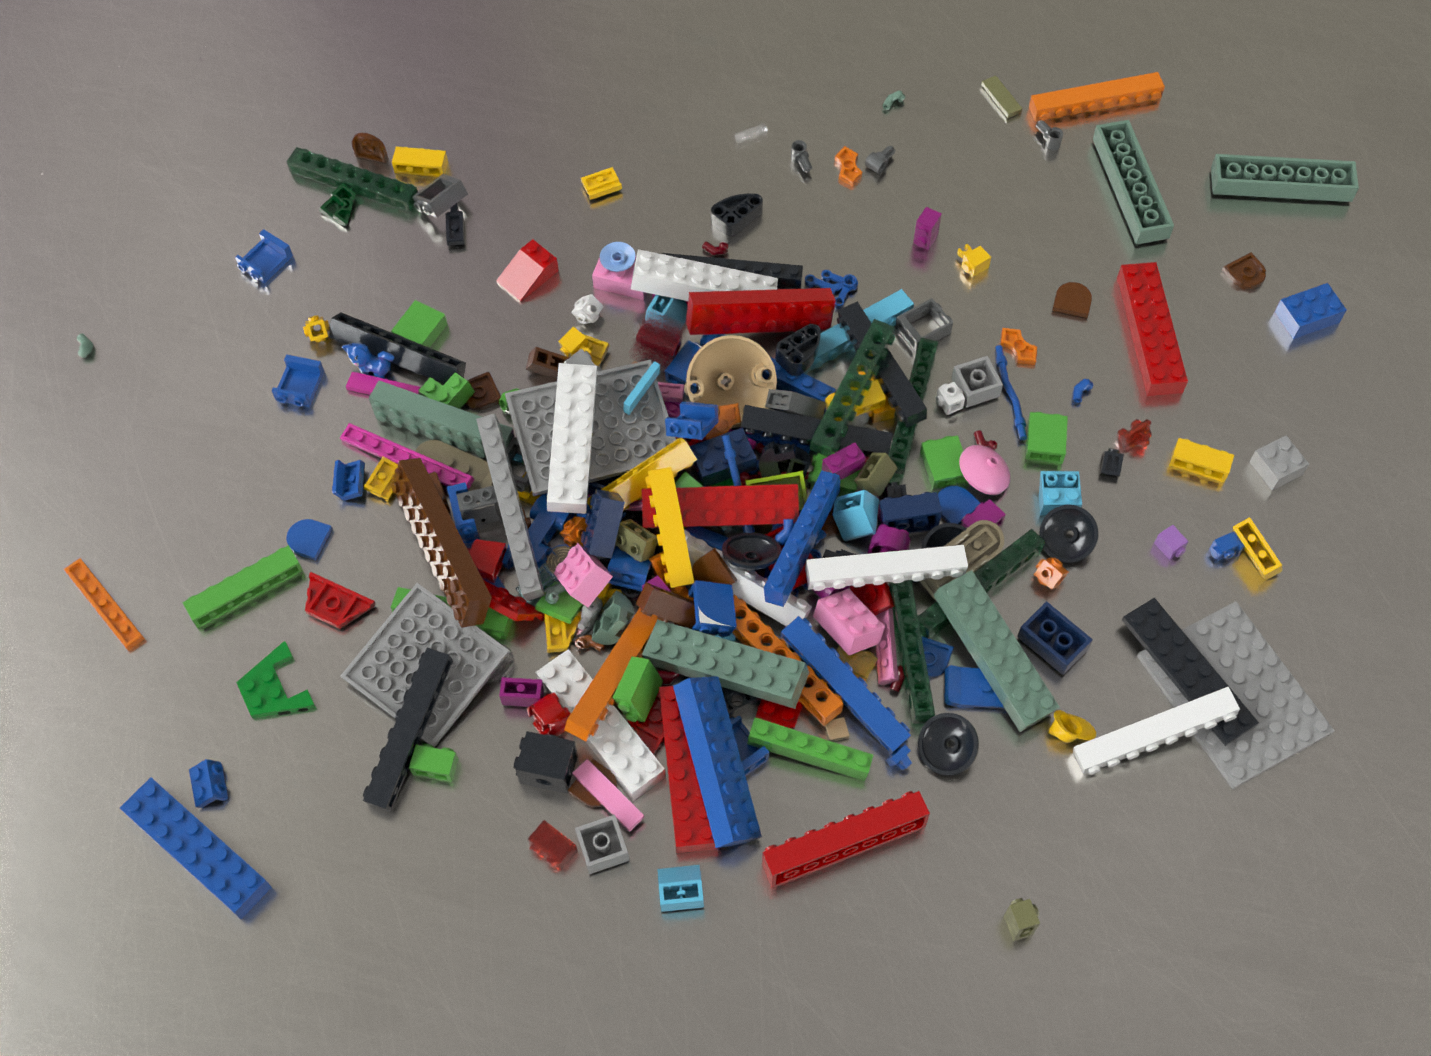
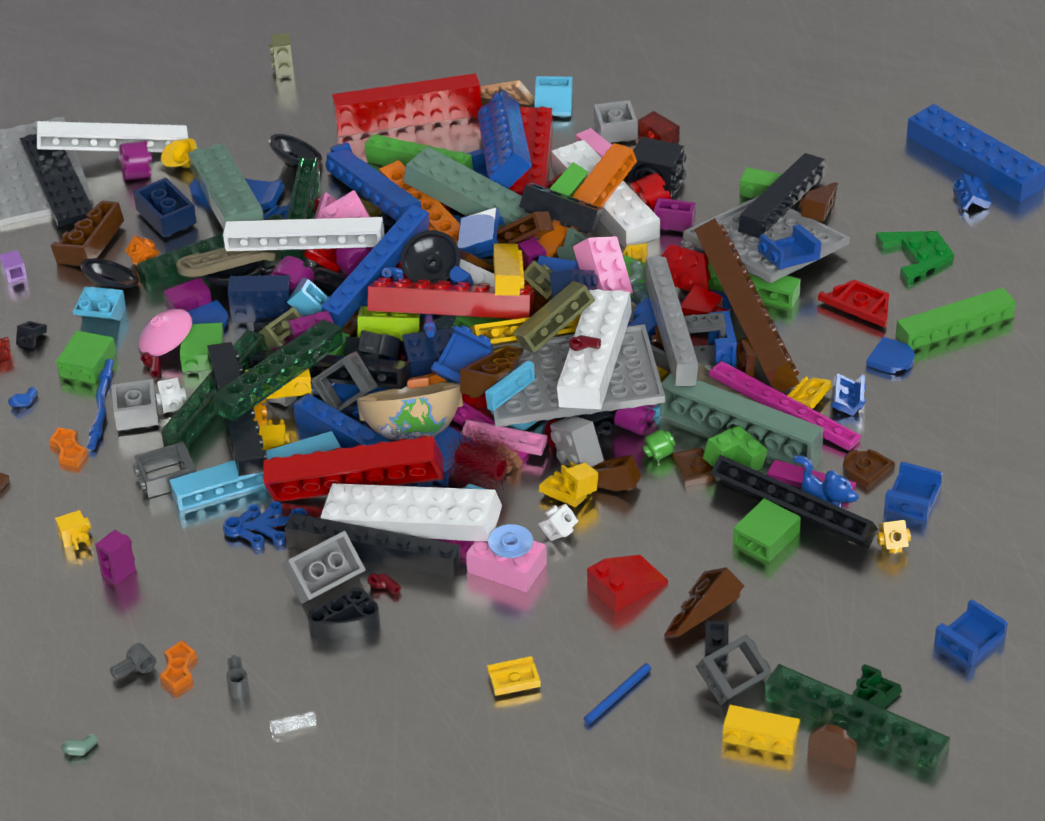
camera: 170 degrees left, 20 degrees down
(336, 409) = (866, 467): none -> reddish brown tile
(370, 725) = (818, 202): none -> reddish brown slope
(400, 623) = (791, 251): none -> blue panel
(464, 260) = (708, 595): none -> reddish brown wedge
(524, 184) = (617, 693): none -> blue bar
(579, 410) = (582, 342): none -> dark red arm
(614, 461) = (553, 316): none -> olive brick
(633, 631) = (561, 207): none -> black brick
(660, 401) = (488, 370): none -> reddish brown wedge
(716, 534) = (459, 275): none -> blue brick
(734, 875) = (513, 88): none -> light nougat tile
(762, 236) = (323, 567): none -> light grey brick
(798, 350) = (321, 428): black beam -> none
(840, 365) = (274, 435): none -> yellow brick
(1112, 585) = (89, 234): none -> reddish brown wedge
(1117, 704) = (135, 160): none -> magenta brick

